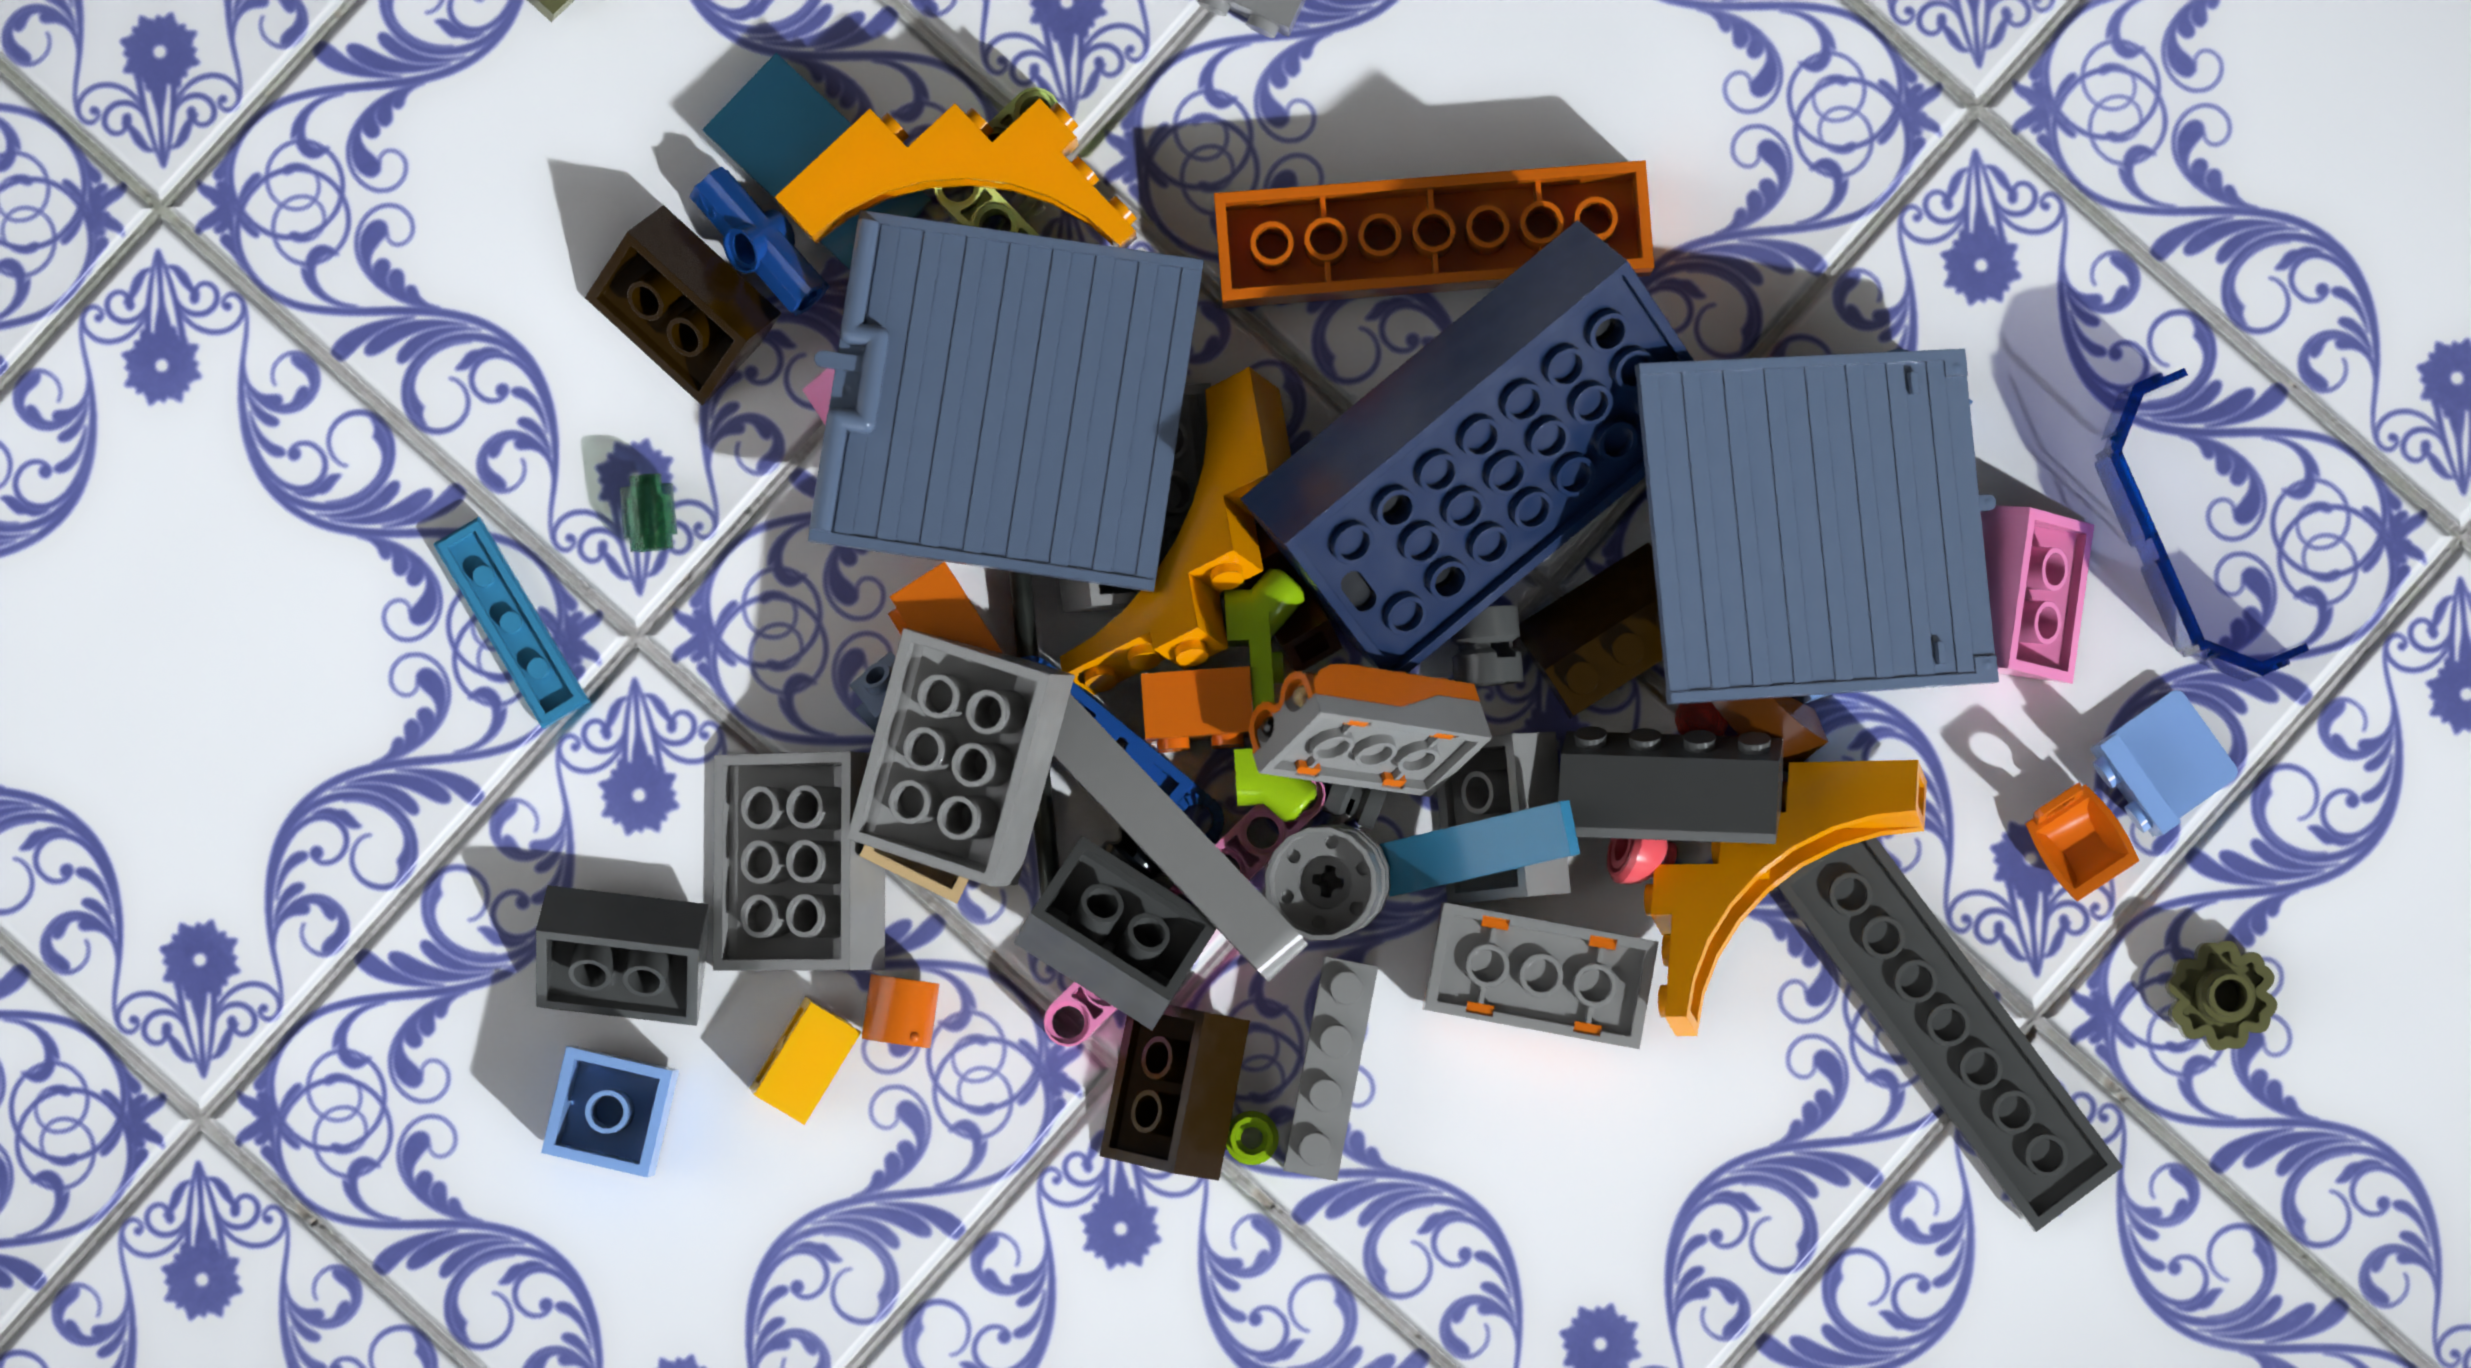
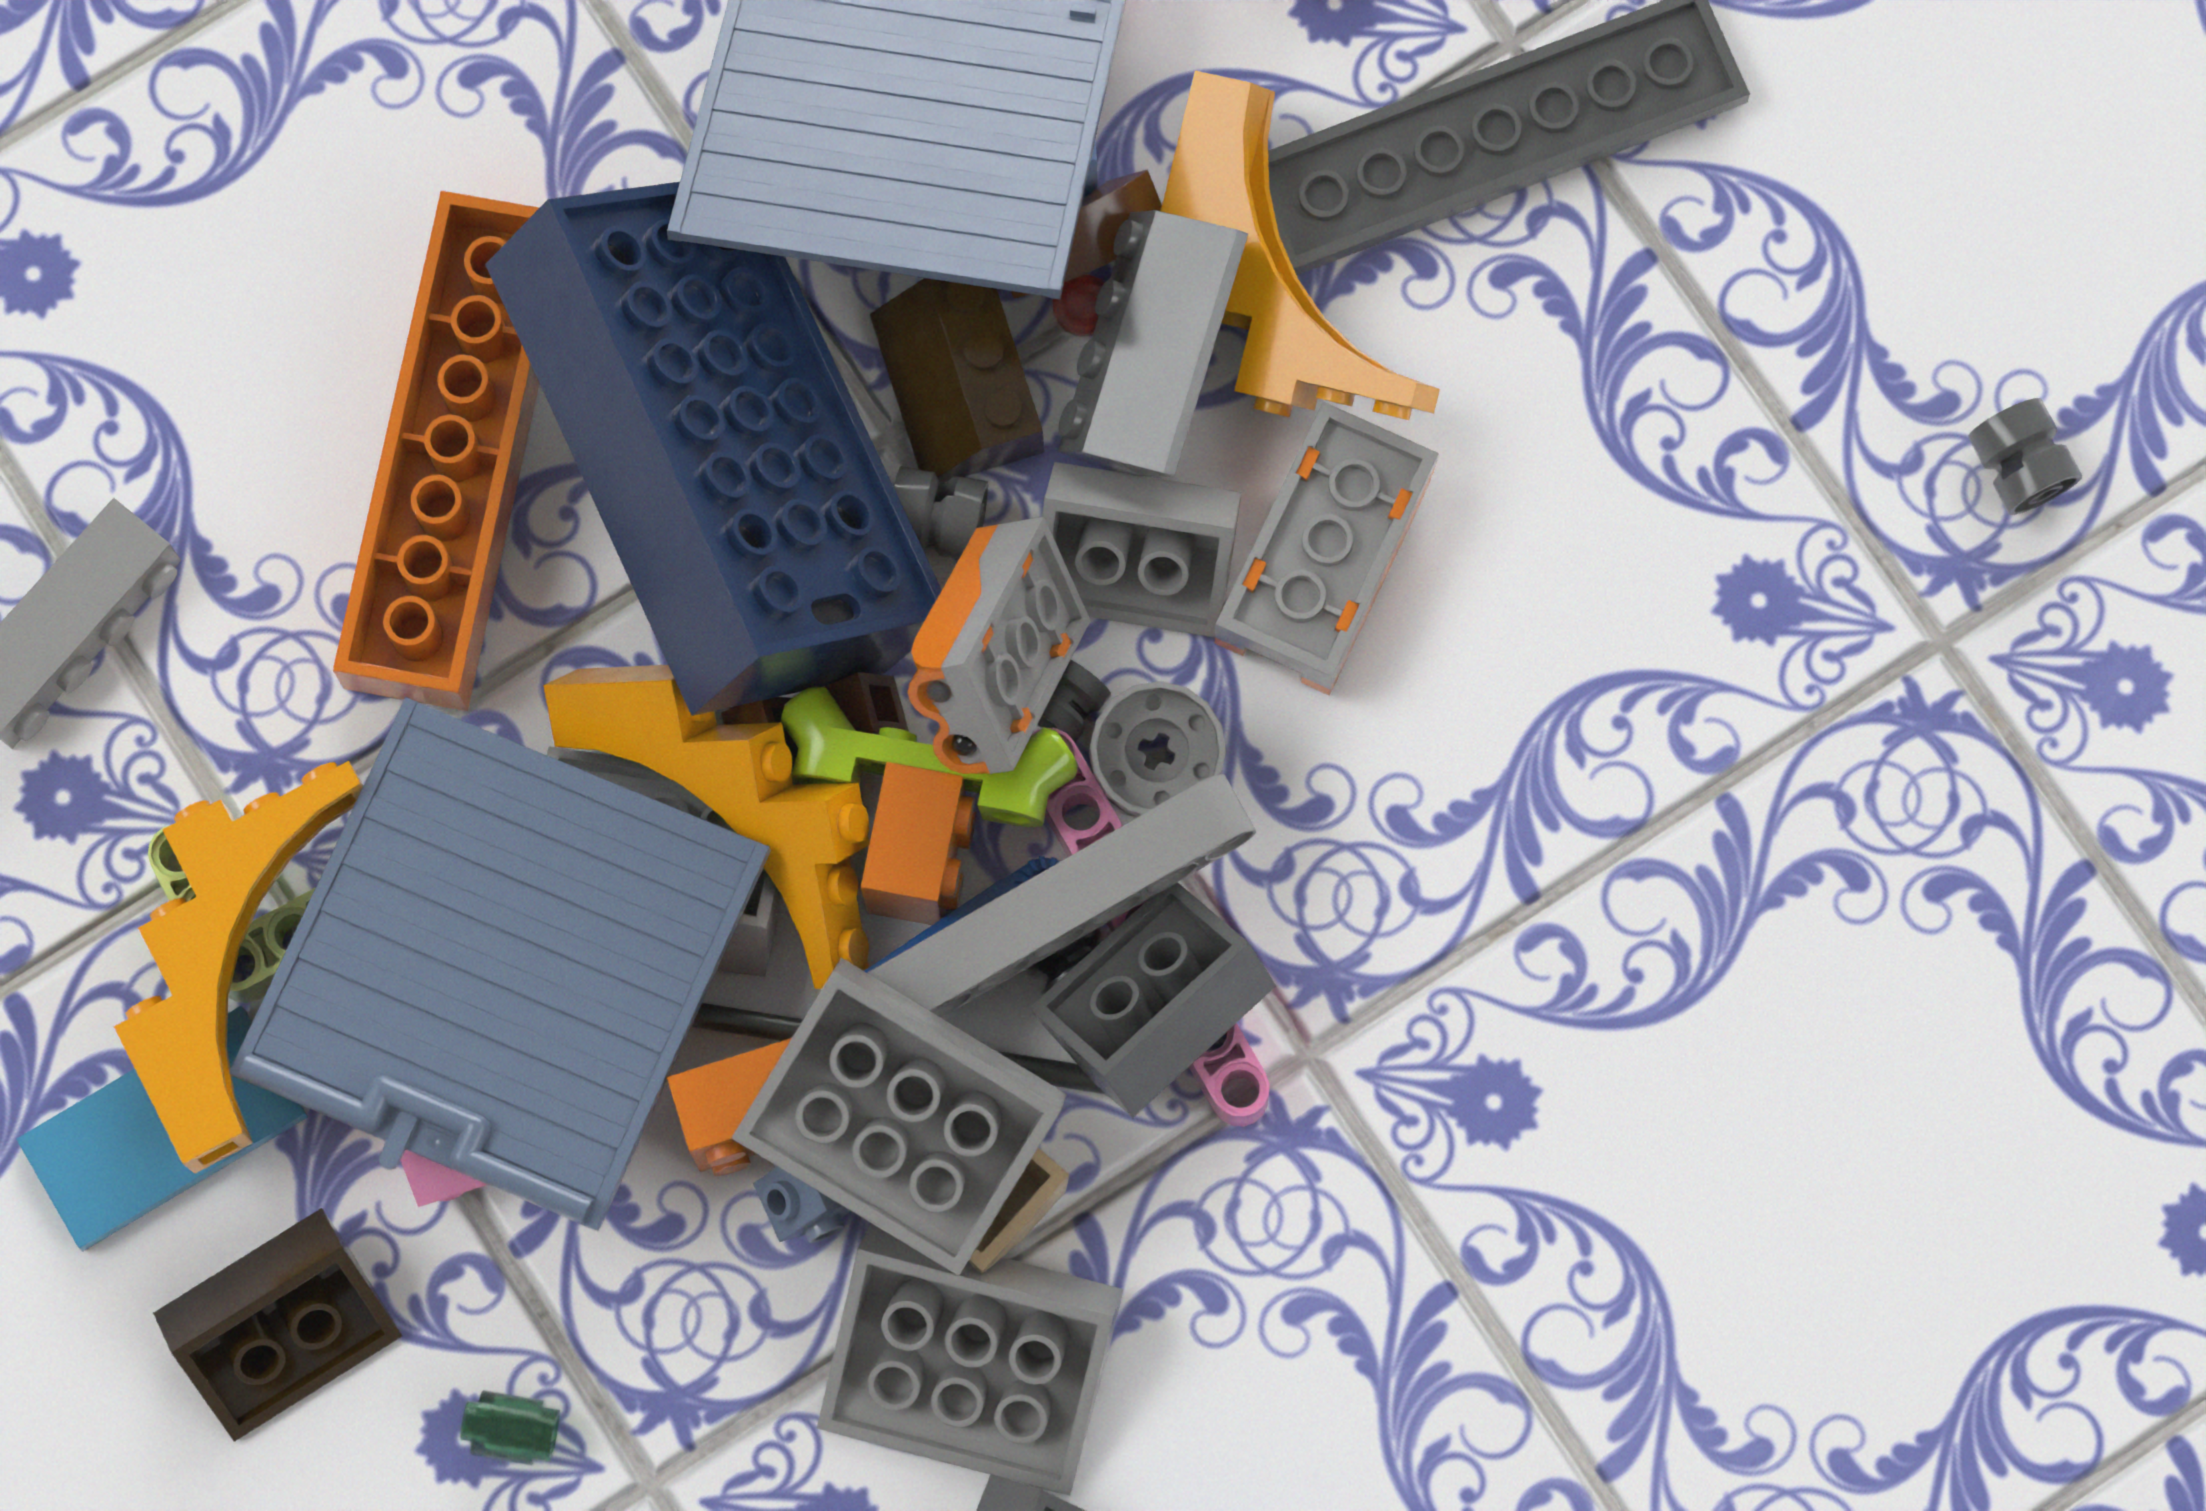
camera: 75 degrees left, 10 degrees down
(759, 241) = (229, 1212): blue piece -> none
(804, 1060) = (1203, 1411): yellow hinge -> none
(900, 1011) = (1175, 1281): orange piece -> none
(1175, 1092) = (1351, 992): dark brown slope -> none
(1269, 1142) = (1427, 903): lime plate -> none
(1330, 1068) = (1370, 809): light grey brick -> none
(1481, 848) = (1165, 565): dark azure tile -> none
(1636, 859) = (1220, 413): coral brick -> none

